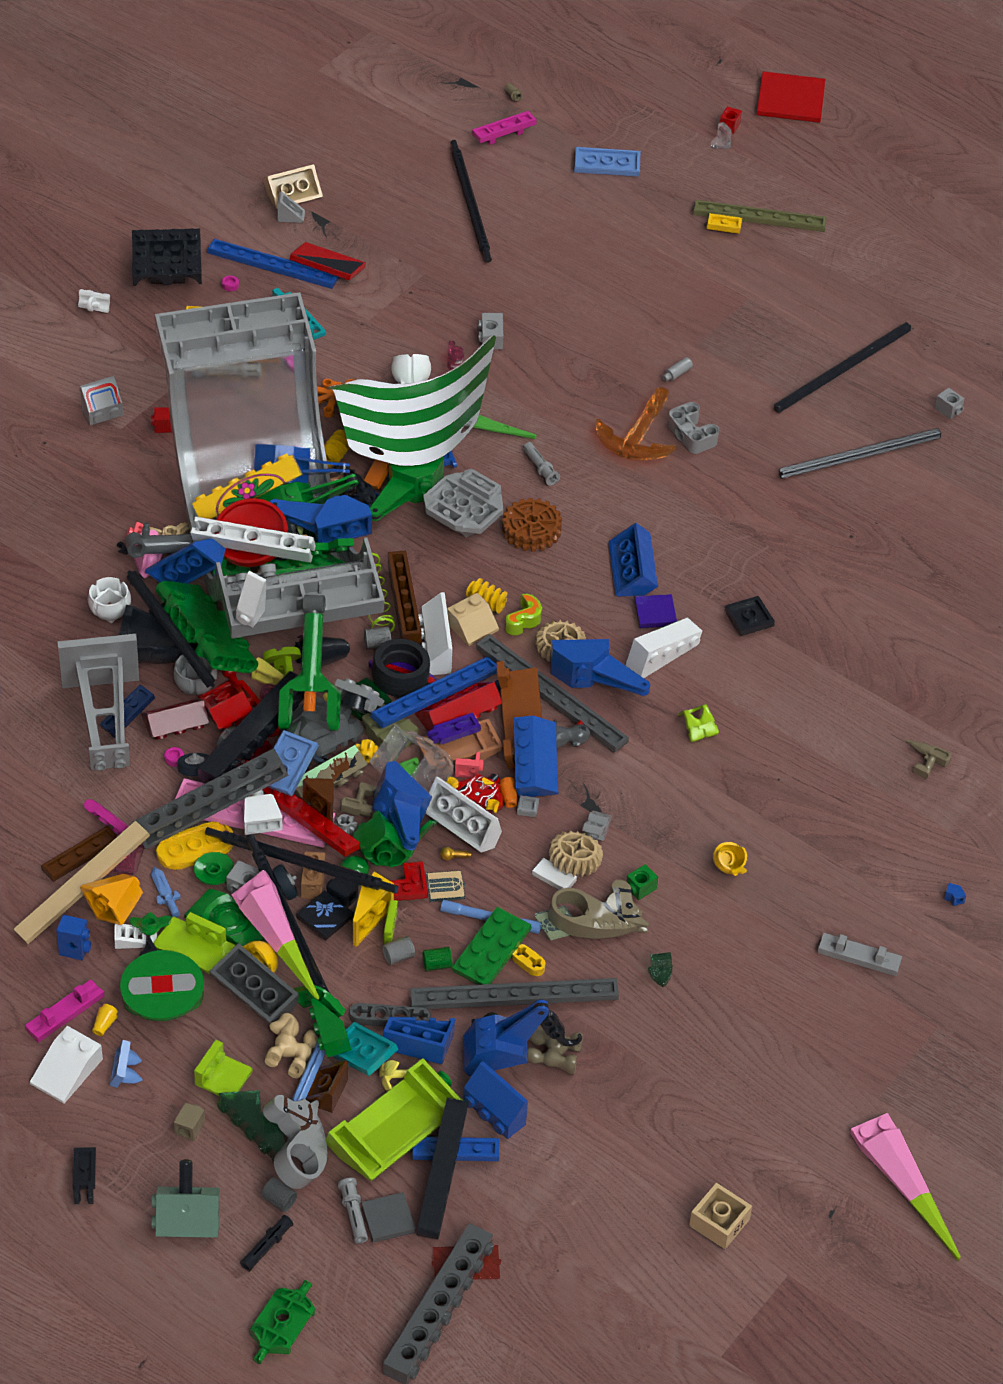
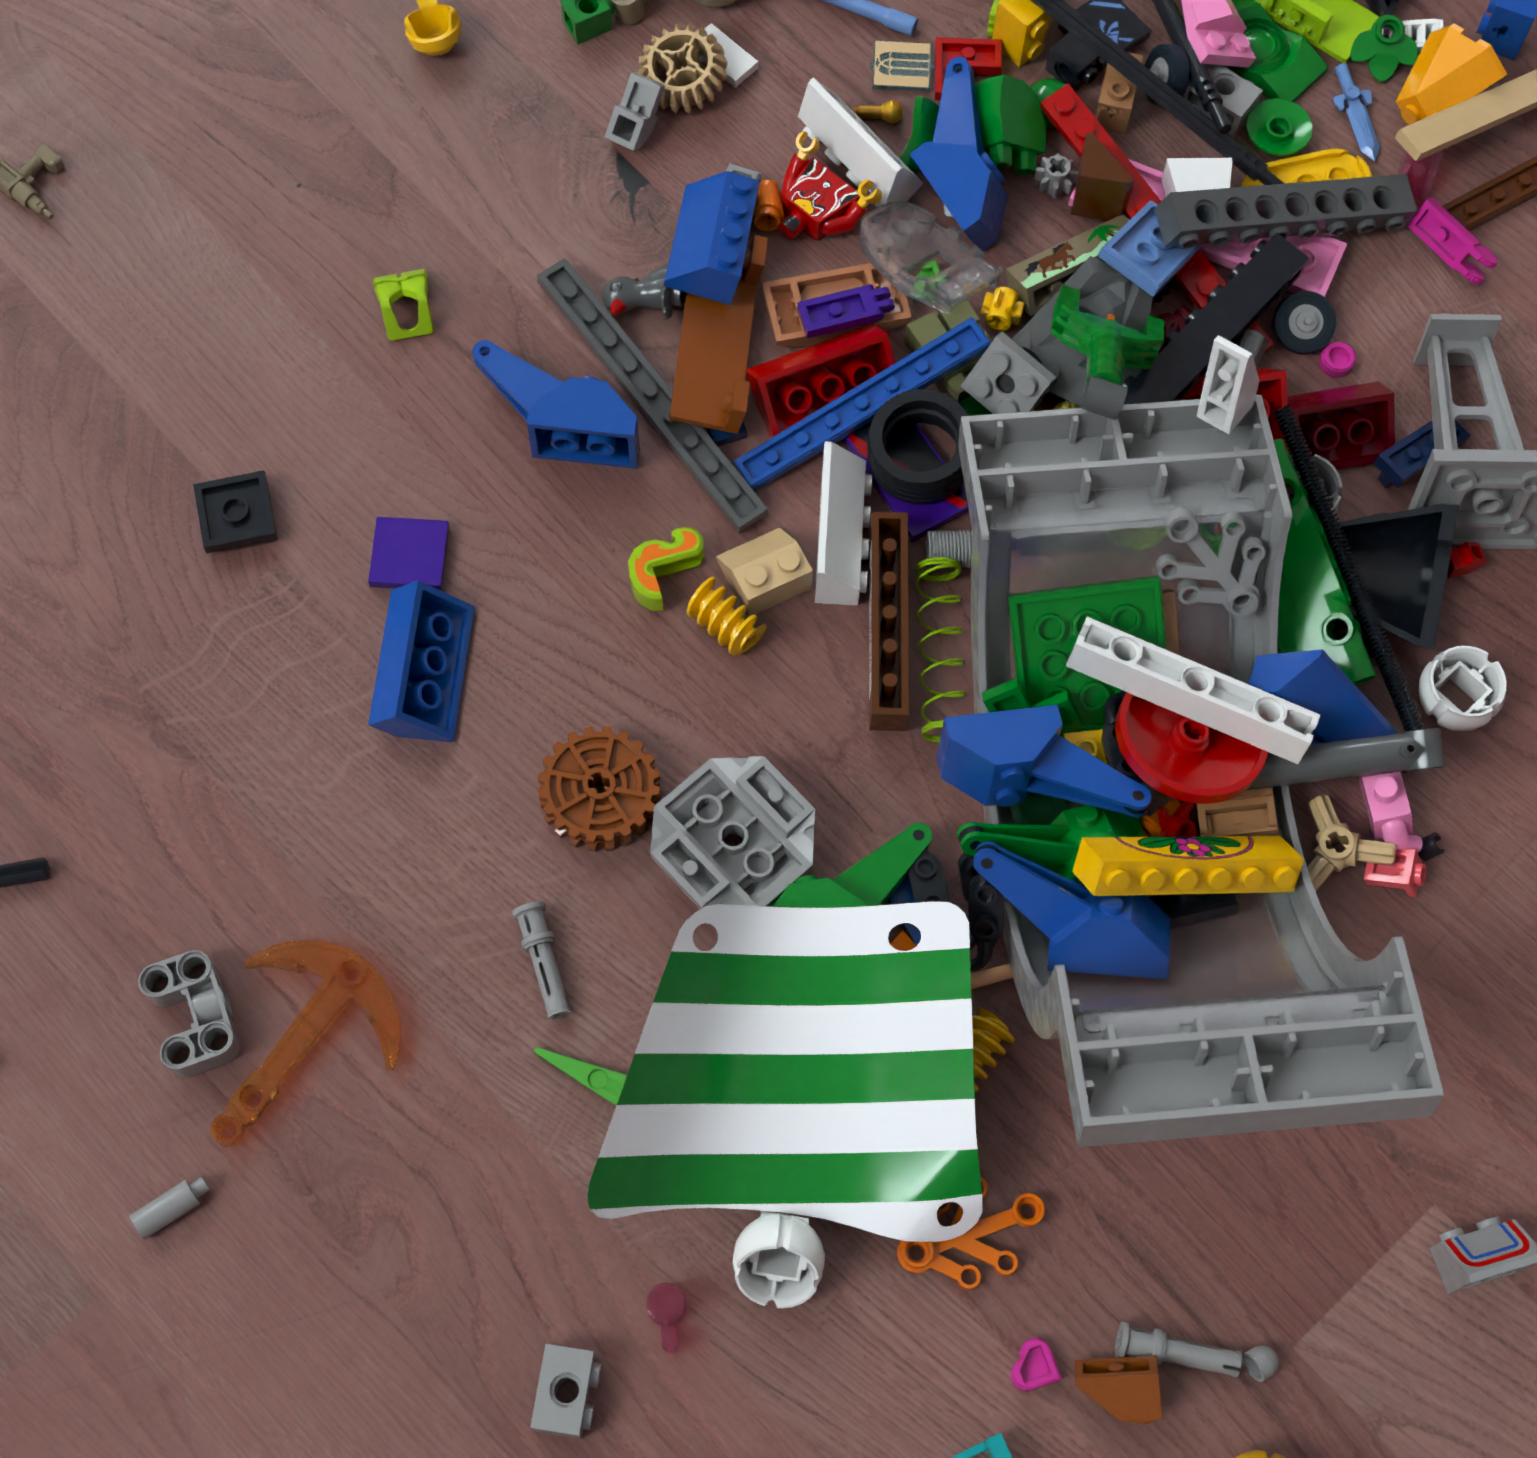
camera: 170 degrees left, 20 degrees up
(161, 420) = (1342, 1196): red brick -> none
(358, 806) = (1027, 216): dark tan piece -> none
(467, 767) = (826, 255): coral bracket -> none
(556, 631) = (602, 477): tan gear -> none
(662, 646) = (418, 449): white wedge -> none

